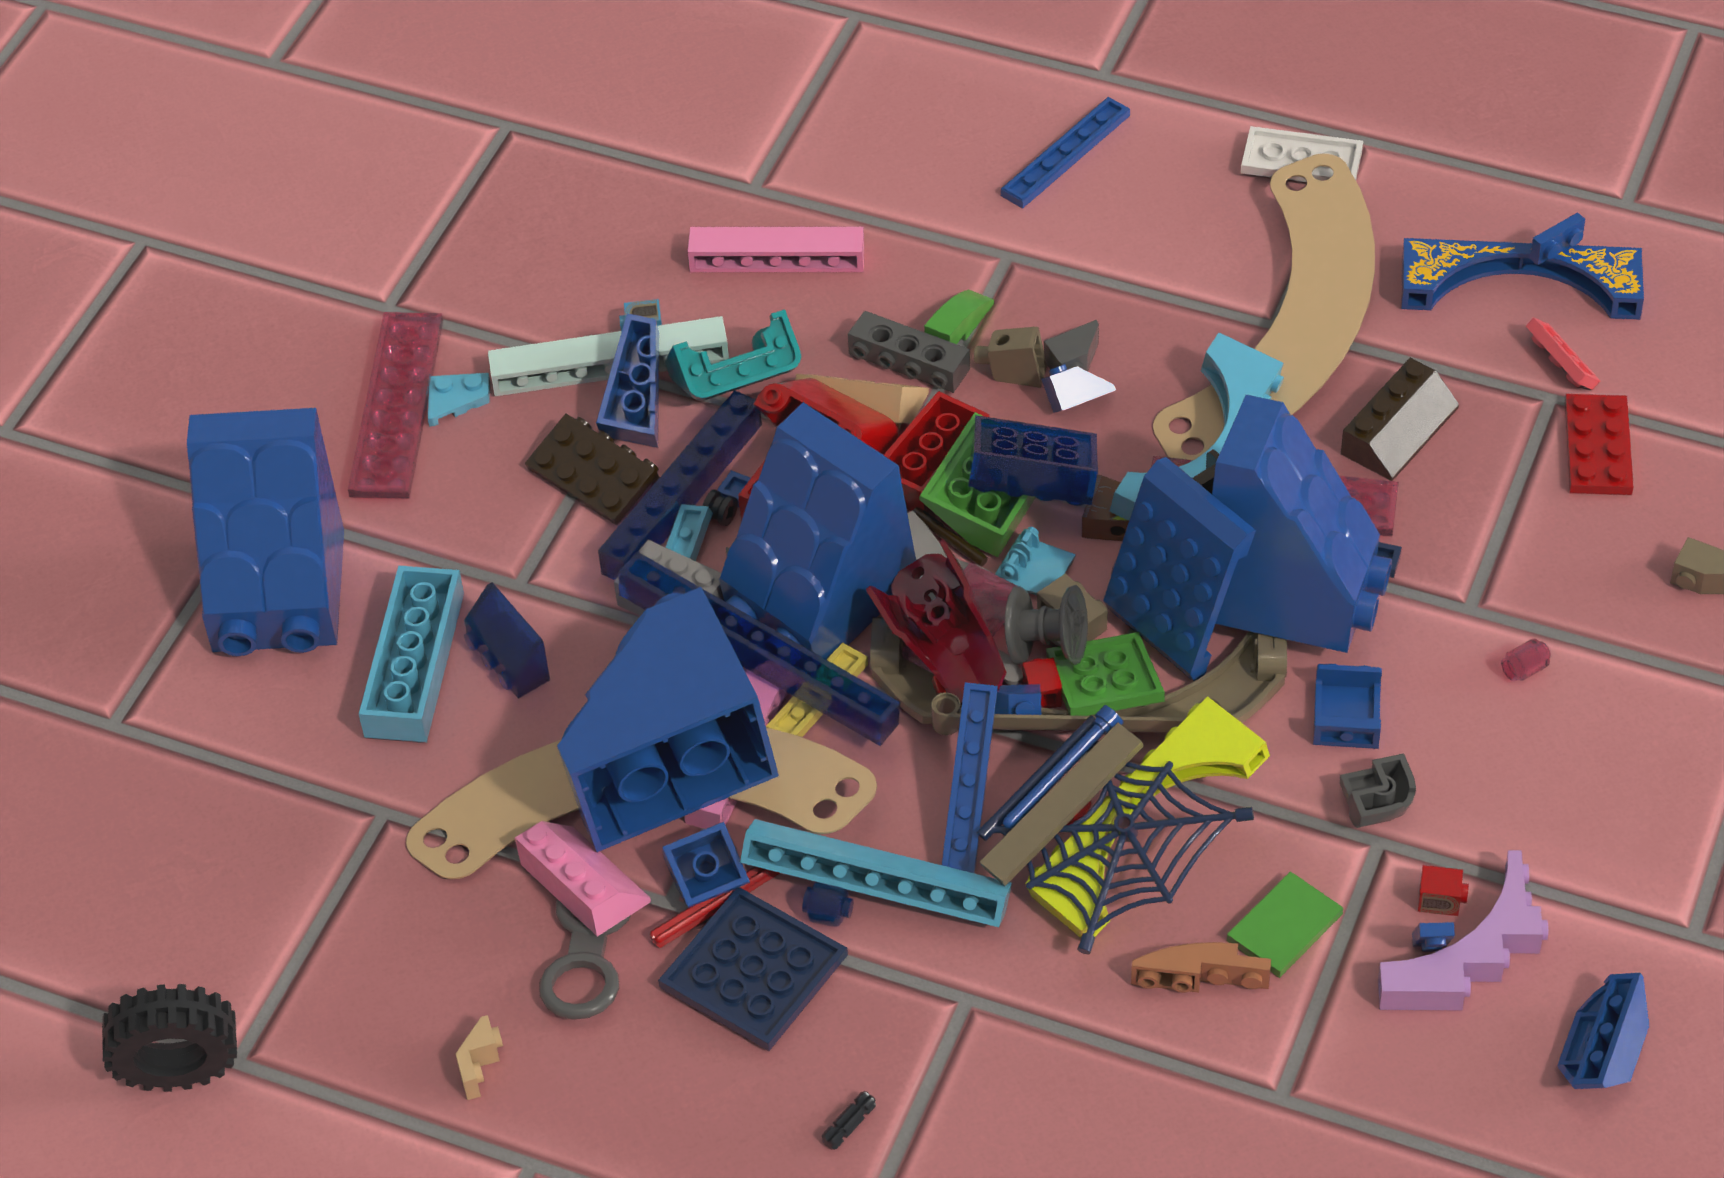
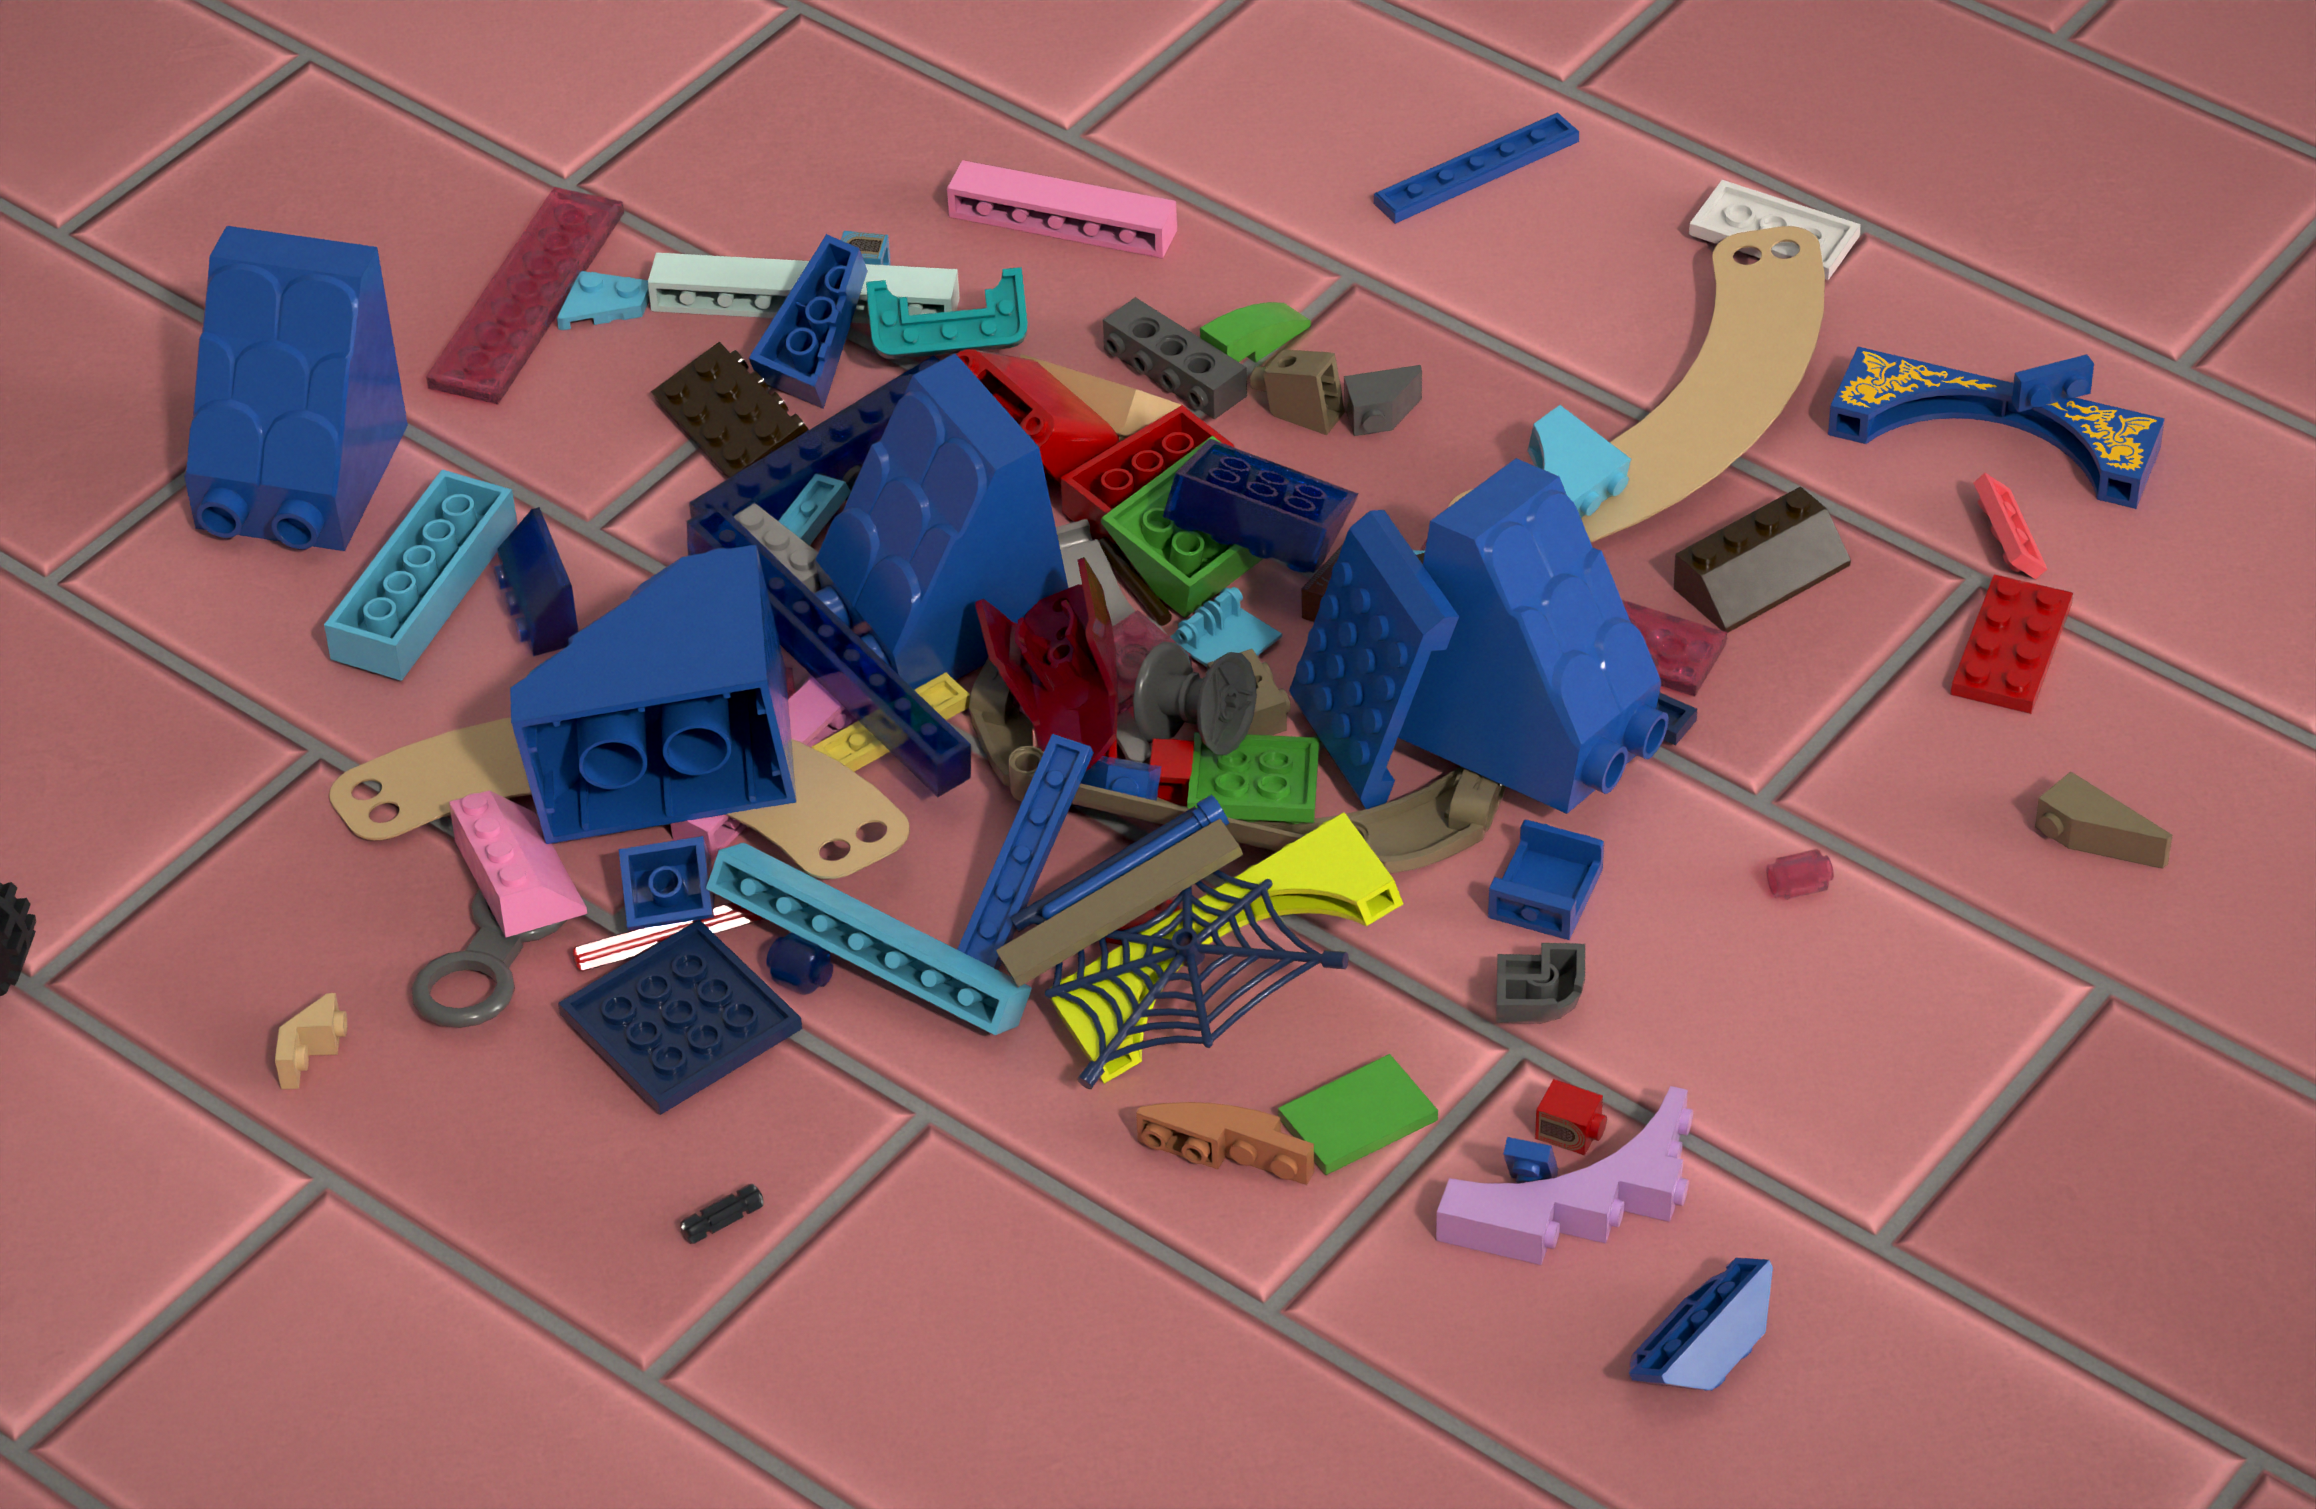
camera: 15 degrees right, 5 degrees down
(1073, 386) = (1360, 438): slope -> none

